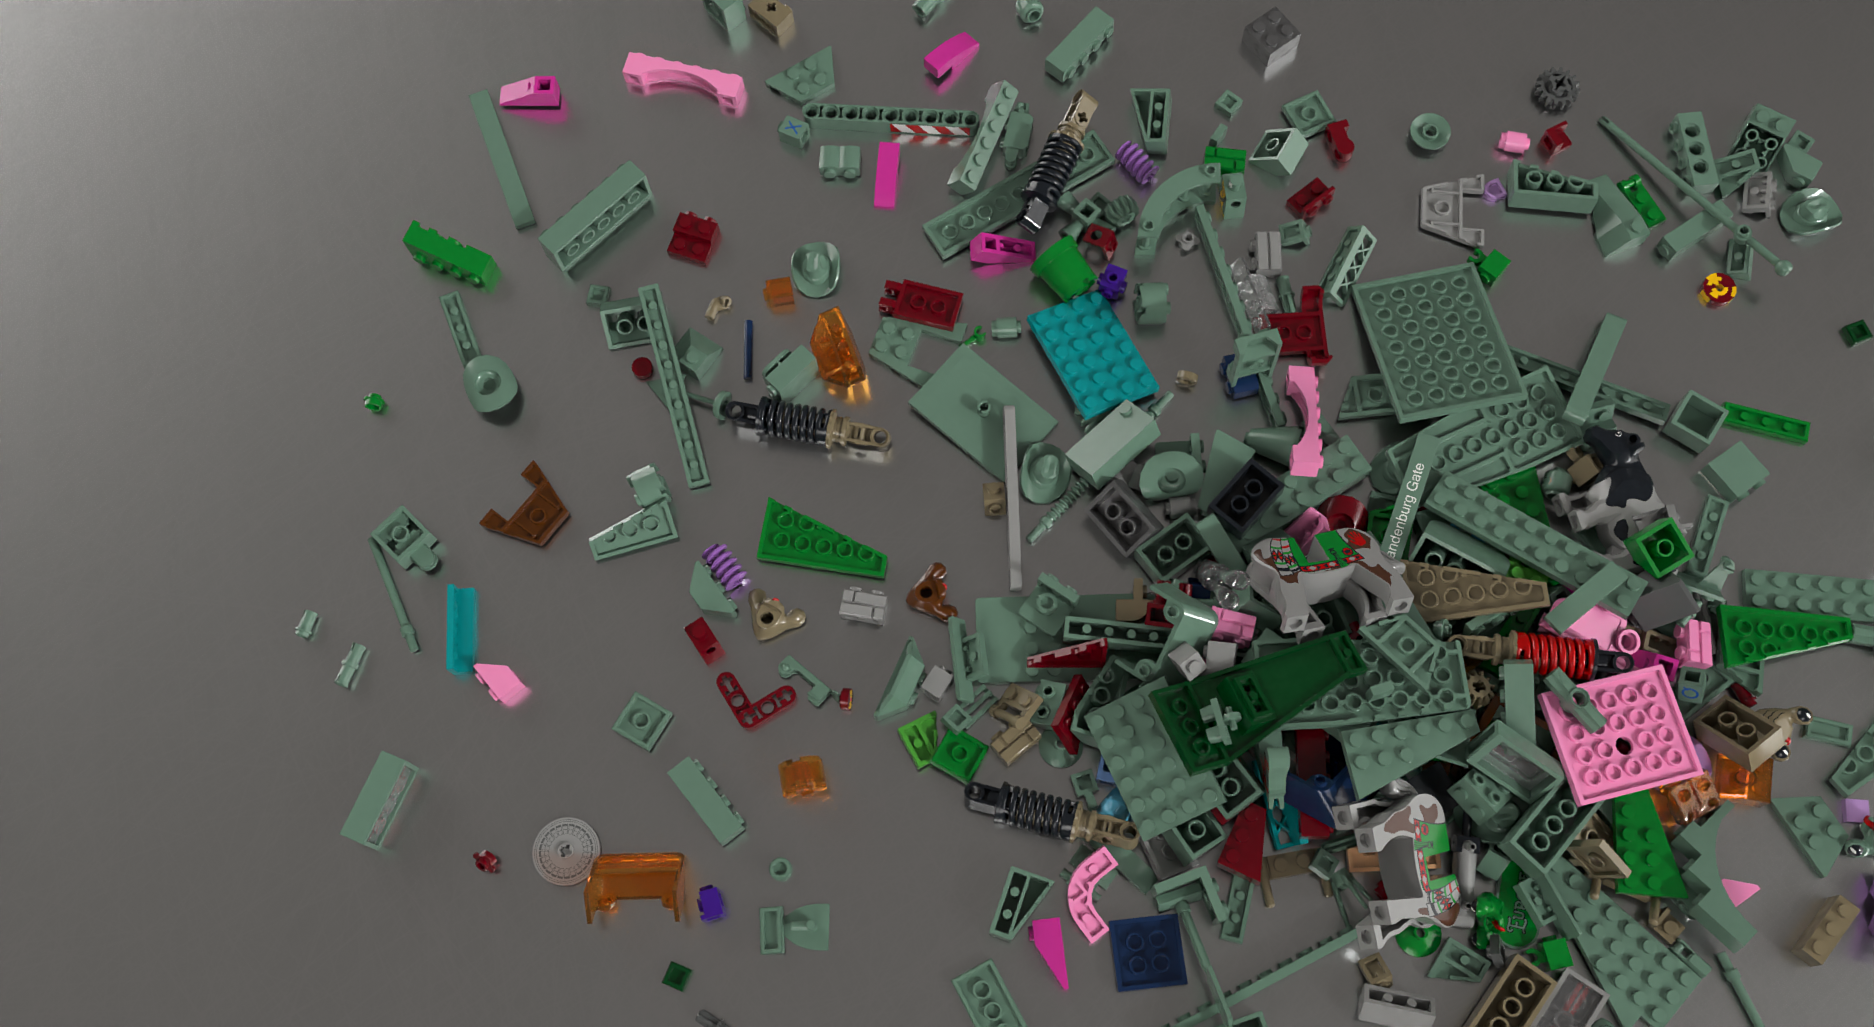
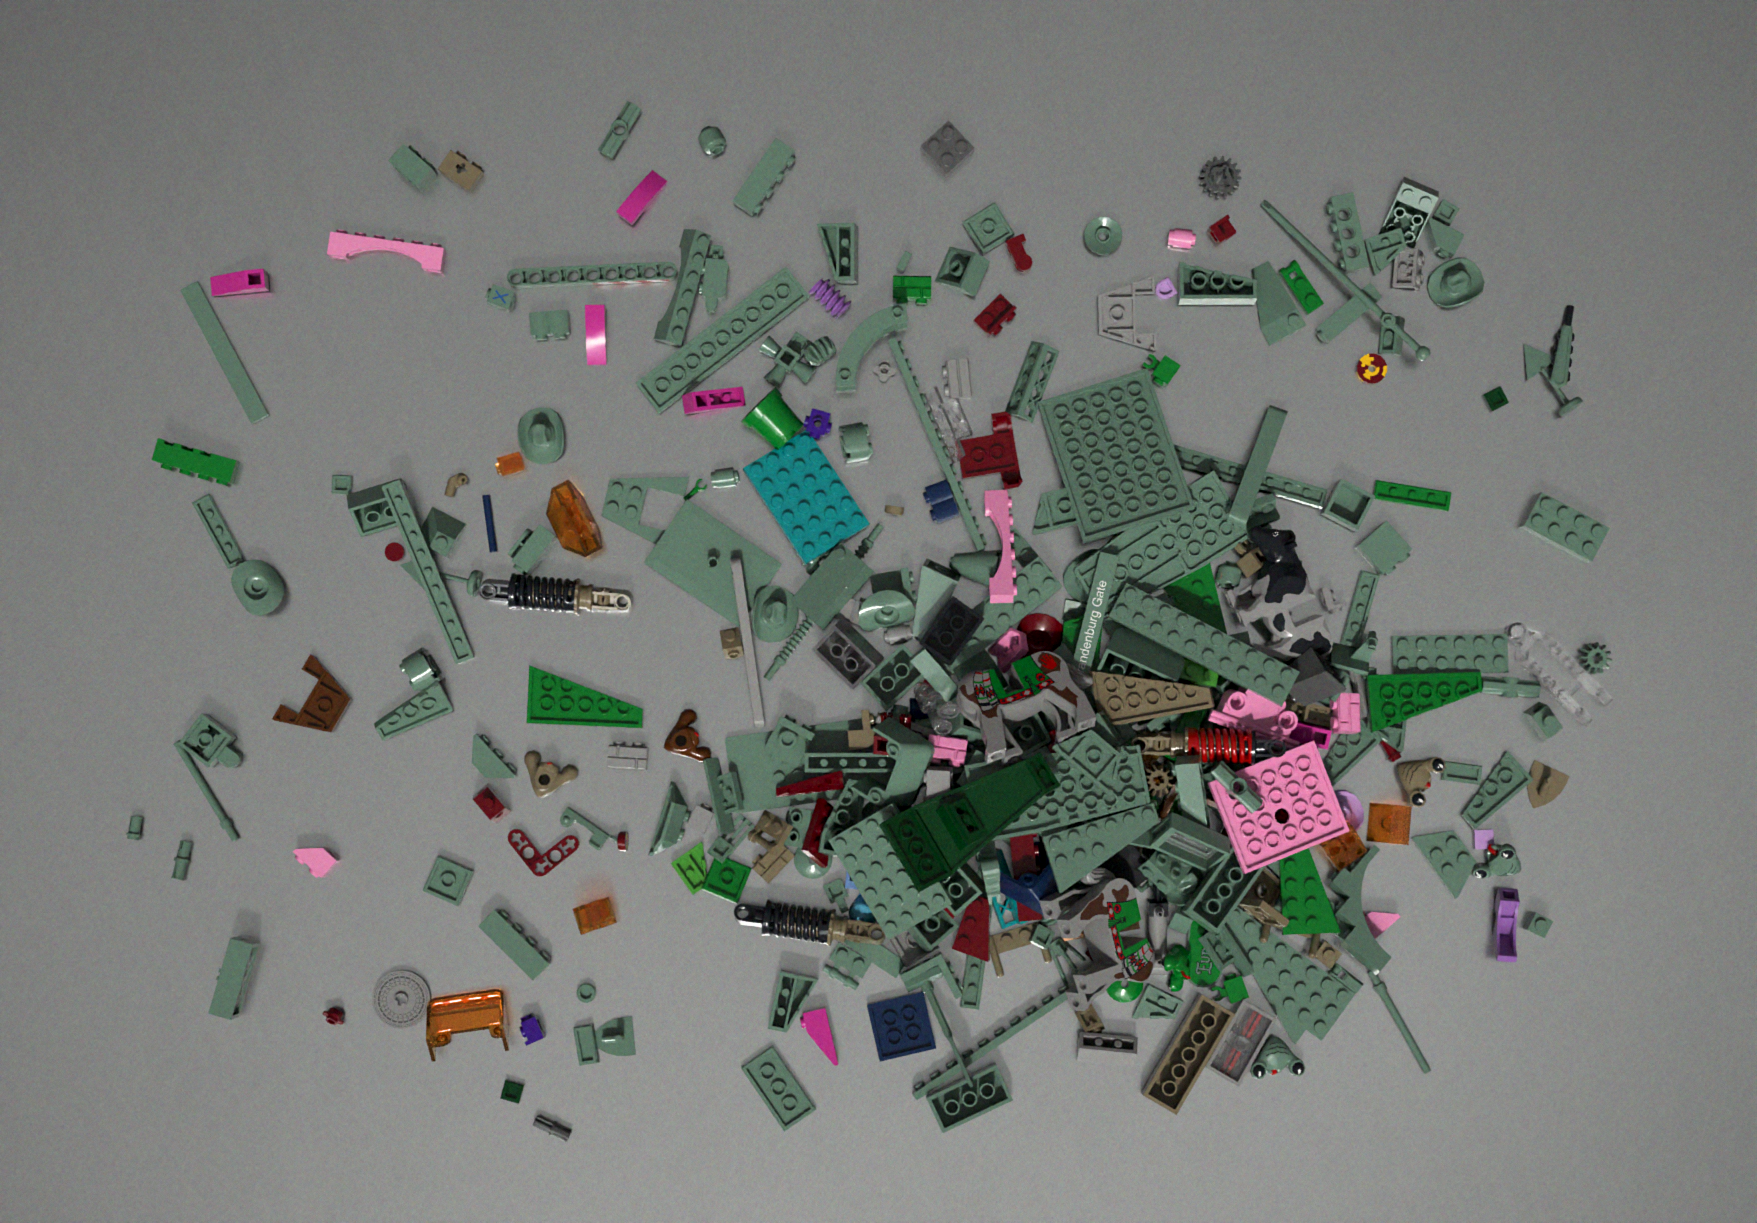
camera: 15 degrees left, 15 degrees up
(373, 402) = (152, 613): green plate -> none
(461, 630) = (274, 817): teal fence -> none
(595, 215) = (326, 408): sand green brick -> none
(693, 237) = (422, 417): dark red plate -> none
(724, 566) = (499, 734): medium lavender piece -> none
(806, 79) = (505, 236): sand green wing -> none
(922, 304) = (645, 463): dark red tile -> none
(1056, 163) = (752, 312): black piece -> none
(1080, 892) = (841, 980): bright pink plate -> none
(1107, 241) = (810, 383): dark red bracket -> none
(1187, 661) = (910, 789): light grey brick -> none
(1220, 732) = (936, 835): sand green hips -> none
(1228, 103) = (912, 222): sand green tile -> none
(1232, 190) = (922, 324): sand green torso -> none
(1254, 354) = (949, 499): sand green piece -> none
(1286, 294) = (979, 417): sand green axle -> none
(1295, 232) = (983, 354): sand green bracket -> none
(1379, 691) = (1072, 801): sand green tile -> none
(1442, 629) = (1127, 731): sand green plate -> none
(1496, 951) = (1186, 993): dark grey plate -> none
(1585, 597) = (1245, 694): sand green tile -> none
(1659, 547) = (1308, 639): green slope -> none
(1692, 684) = (1343, 750): sand green brick -> none
(1738, 733) = (1381, 788): dark tan brick -> none
(1825, 930) = (1454, 943): dark tan brick -> none

